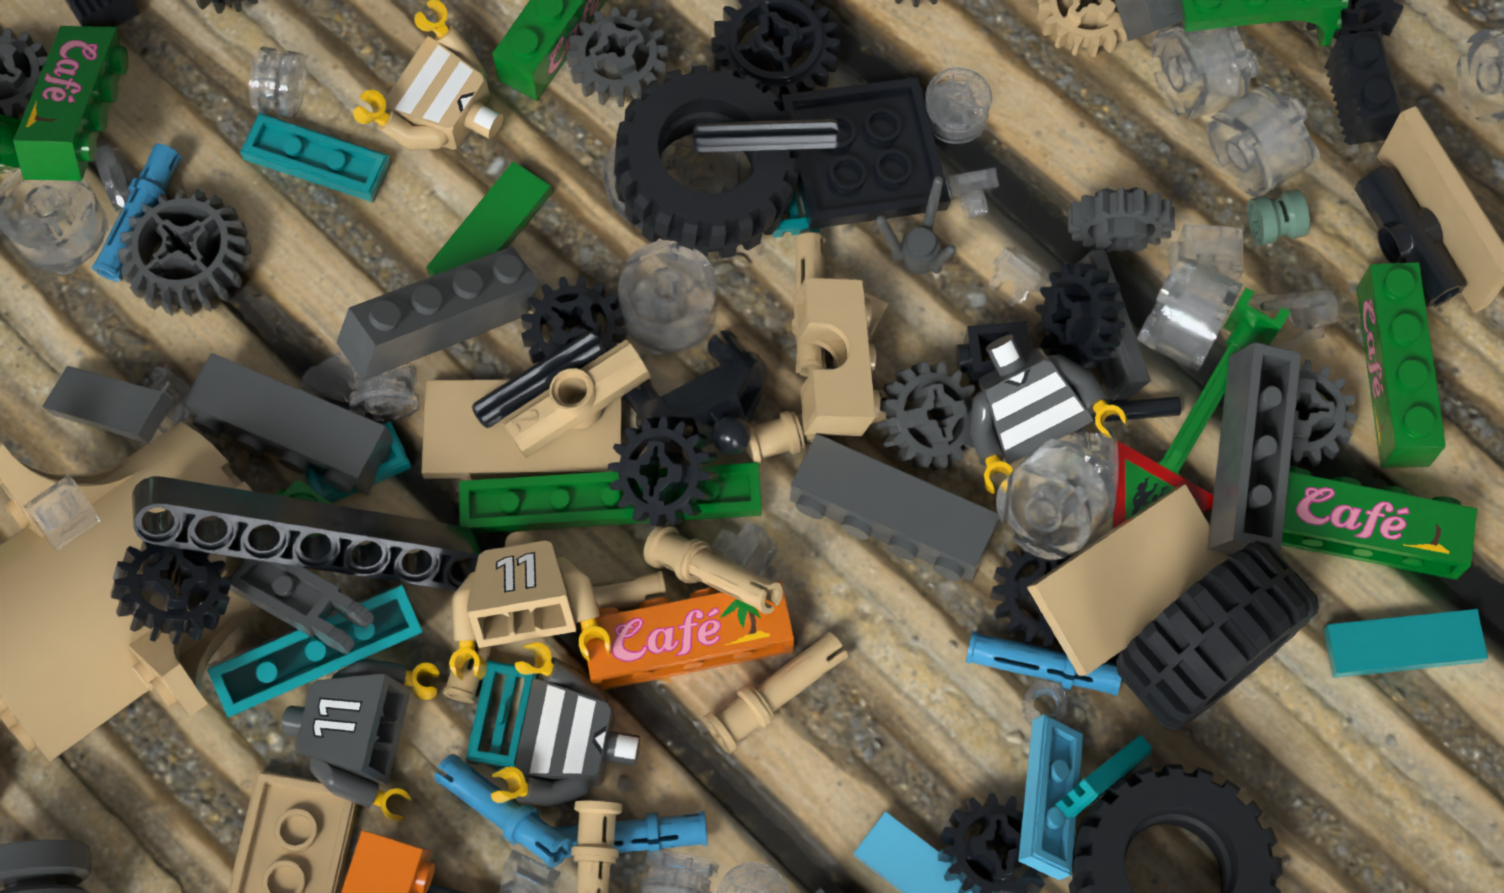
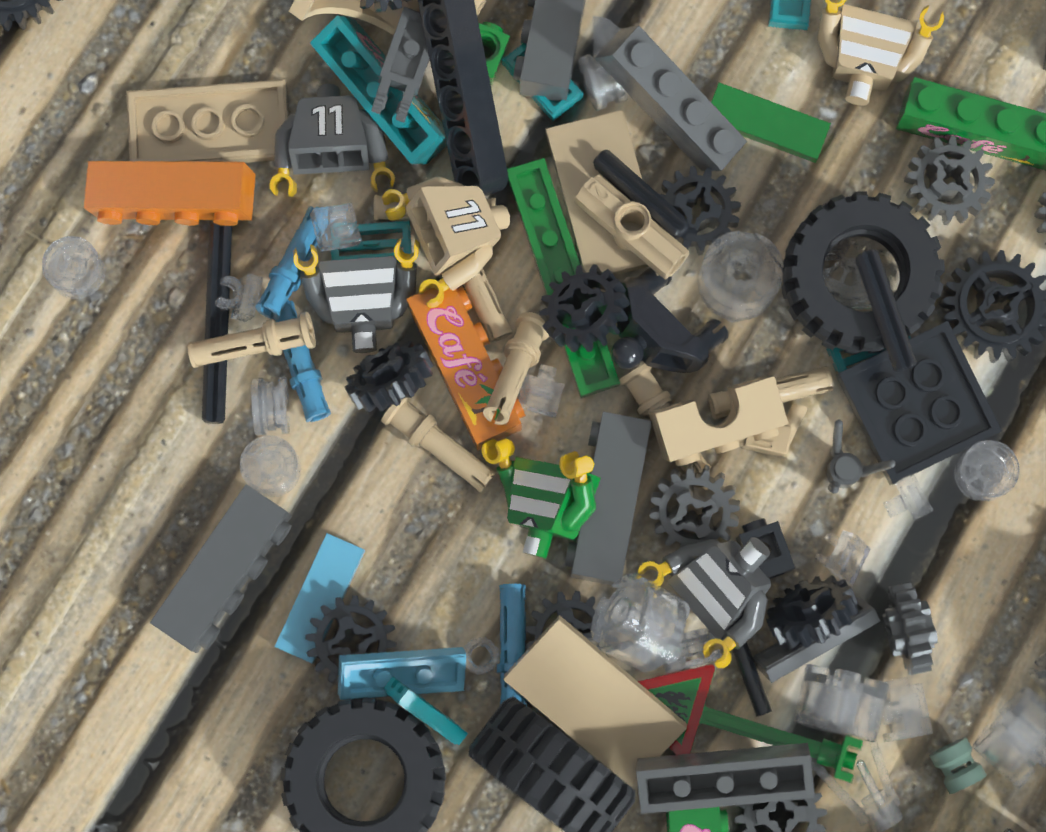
camera: 75 degrees right, 10 degrees up
(472, 746) = (335, 227): none -> clear tile
(682, 723) = (389, 376): none -> black gear
(876, 574) = (544, 495): none -> torso

